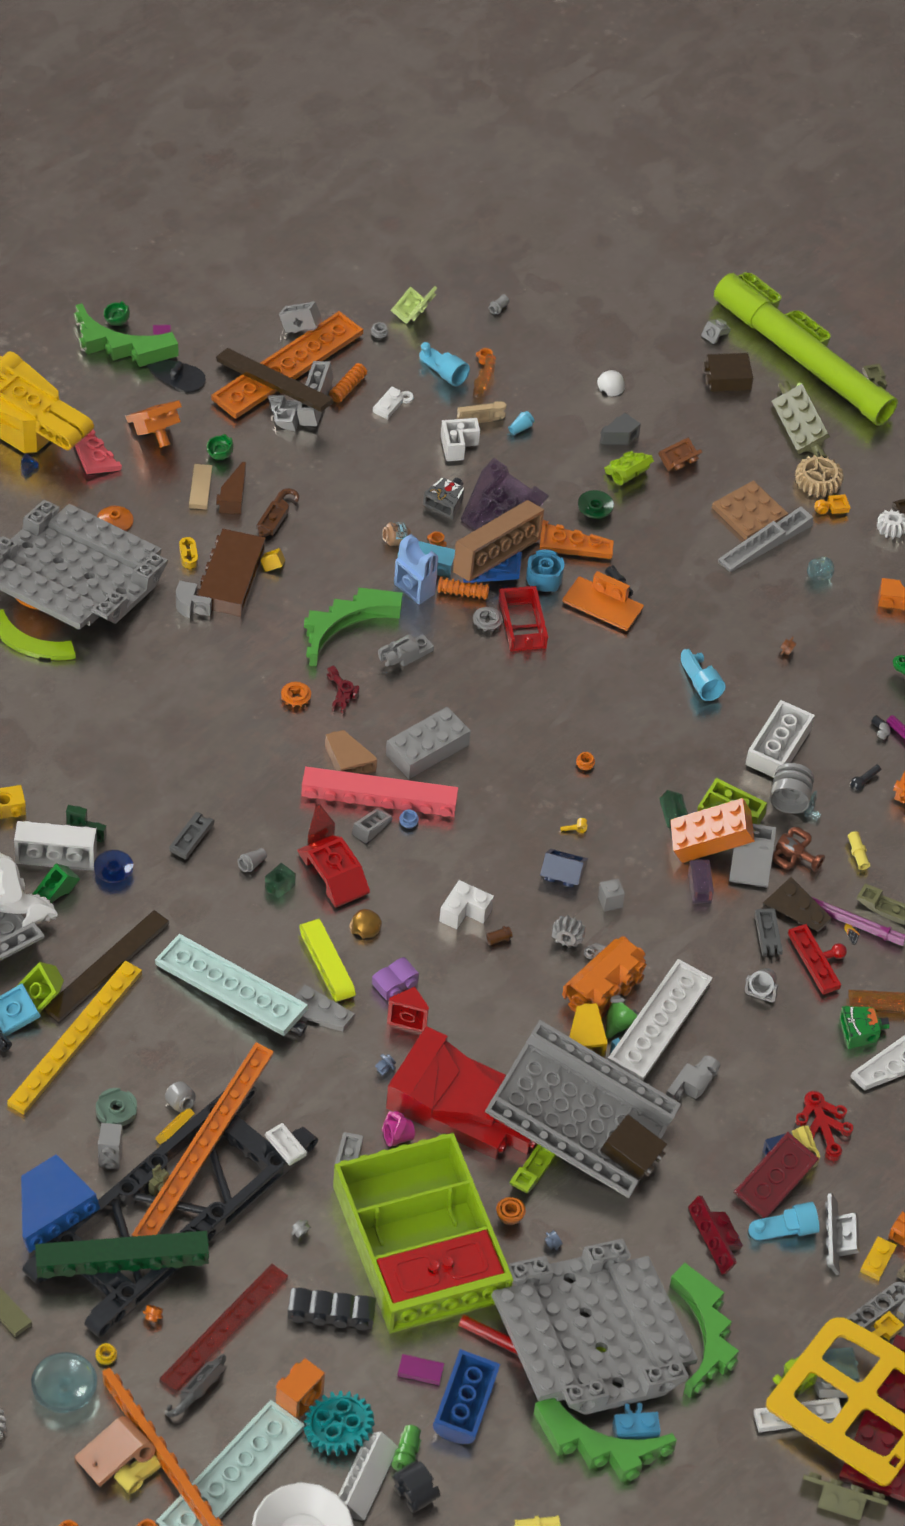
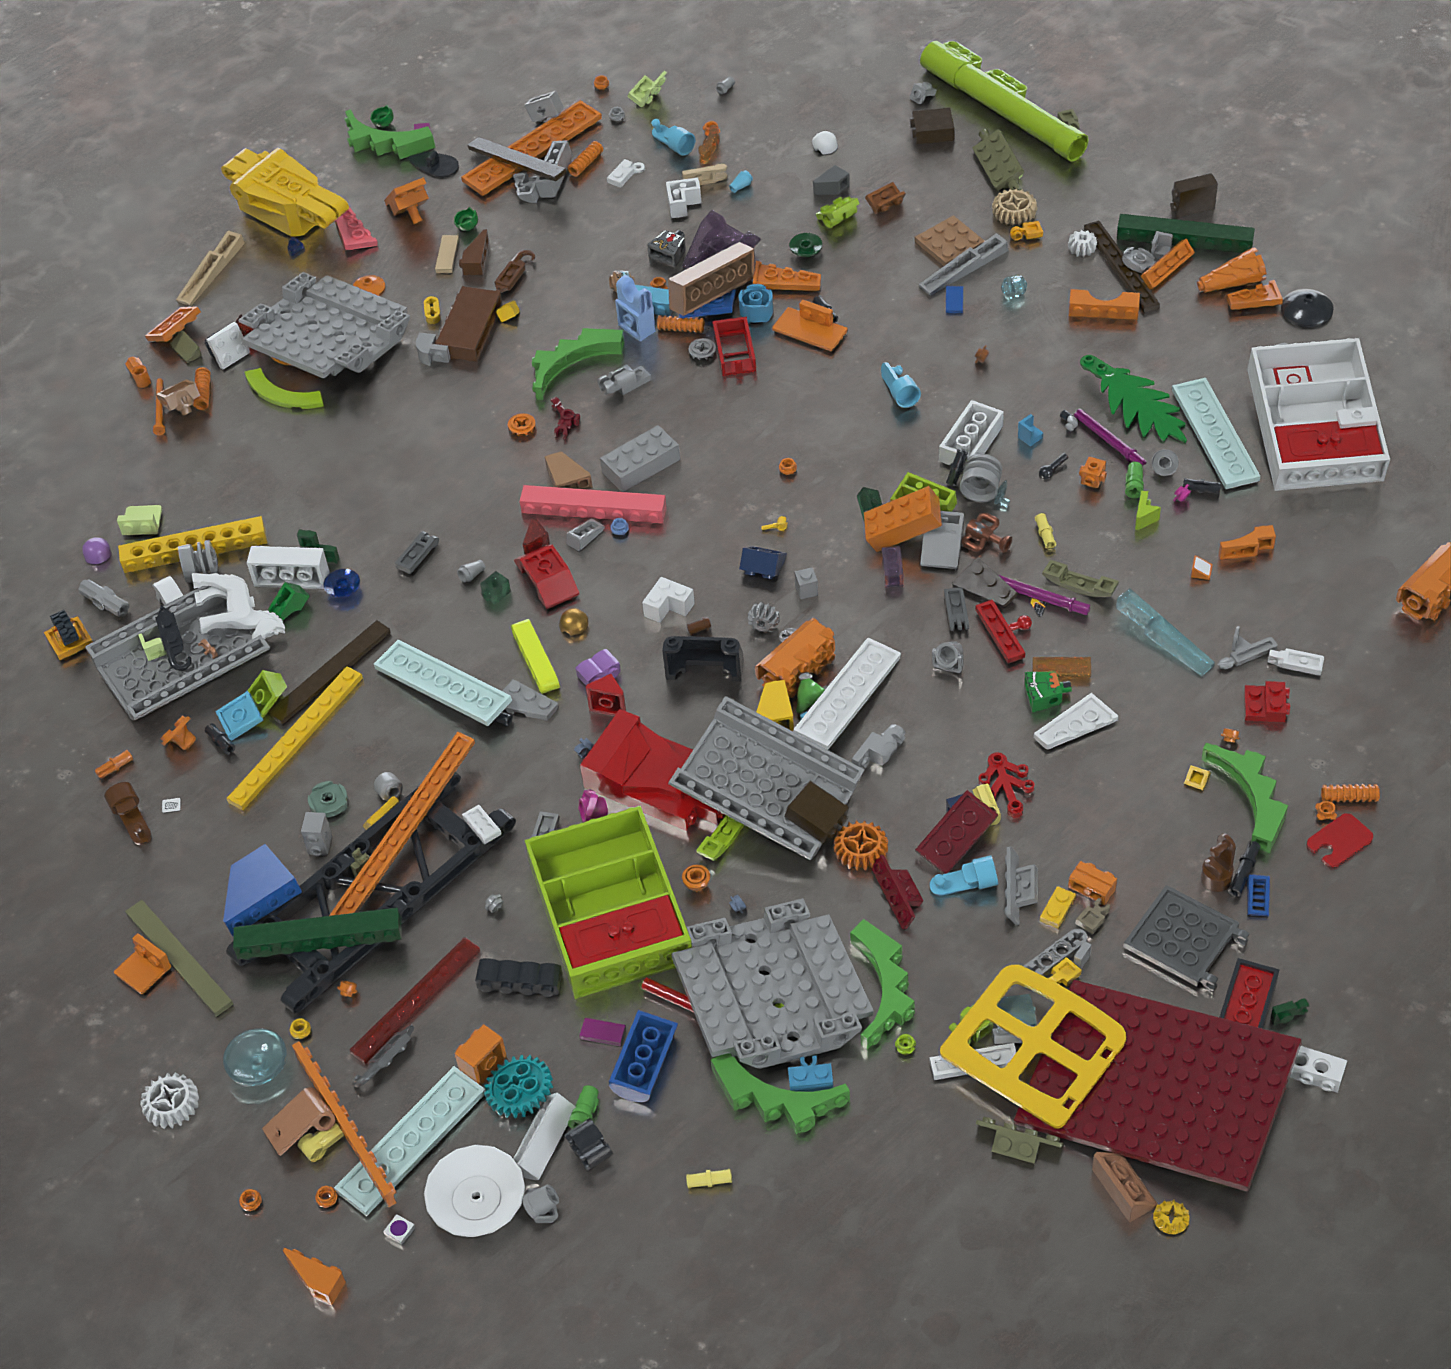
camera: 10 degrees right, 0 degrees up
(360, 290) = (601, 82): none -> orange plate
(508, 966) = (702, 651): none -> black windscreen
(665, 1179) = (851, 837): none -> orange gear
(729, 1389) = (905, 1039): none -> lime plate
(757, 579) = (954, 299): none -> blue slope
(766, 774) = (956, 467): none -> black pin
(839, 738) = (1028, 432): none -> dark azure panel

